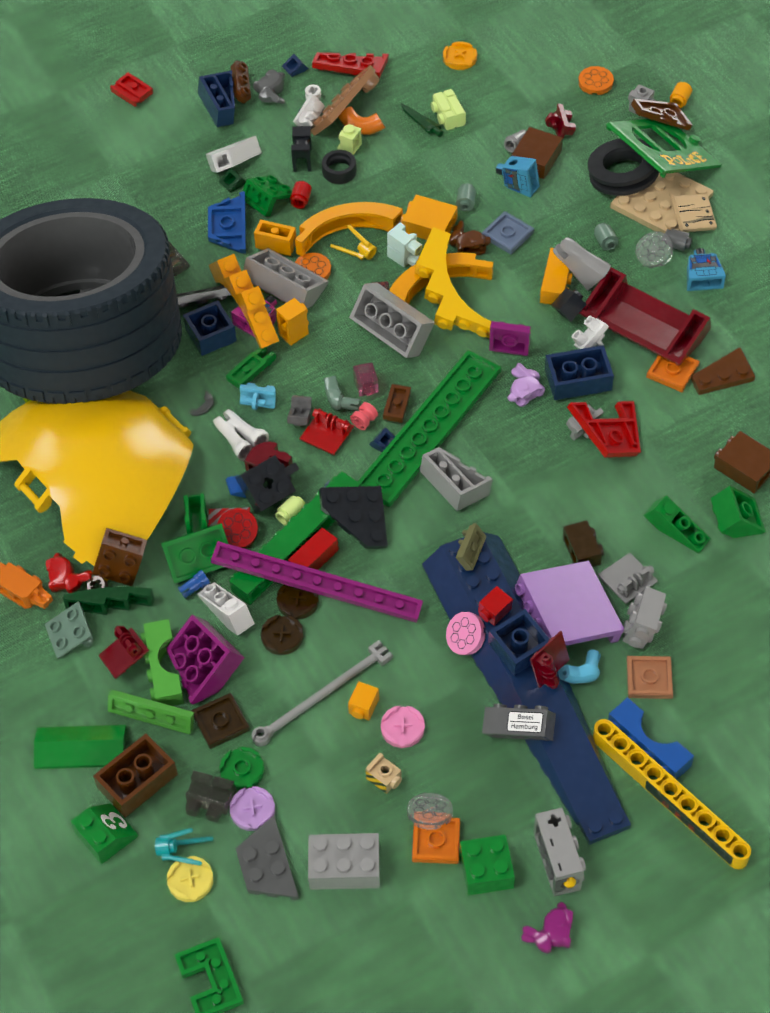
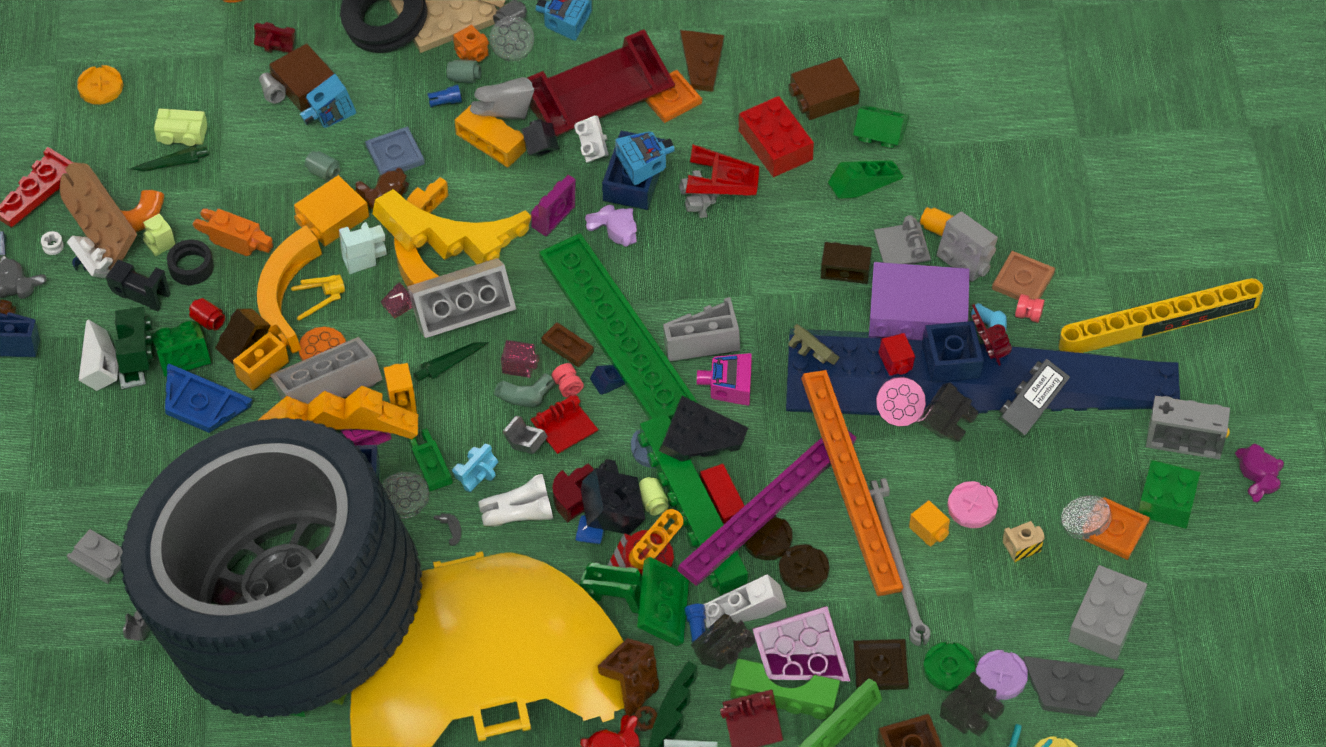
camera: 65 degrees left, 0 degrees up
(181, 604) = (722, 642): none -> clear smoke hips
(214, 366) = (407, 493): none -> clear tile
(264, 521) = (657, 528): none -> light orange beam
(265, 162) = (134, 339): none -> dark green arch
(290, 213) = (241, 333): none -> dark brown brick
(339, 339) = (441, 364): none -> dark green bar
(367, 629) = (852, 483): none -> orange plate
(376, 176) = (233, 232): none -> orange hinge
(425, 514) = (729, 378): none -> dark pink torso
(472, 666) = (945, 412): none -> clear smoke hips
(580, 238) = (450, 95): none -> blue pin
(582, 365) = (642, 155): none -> dark azure torso
(617, 690) = (1029, 308): none -> coral wheel
(628, 232) = (470, 44): none -> orange brick
(666, 585) = (934, 220): none -> light orange brick
(670, 756) = (1068, 310): blue arch -> none
(675, 449) = (776, 136): none -> red brick

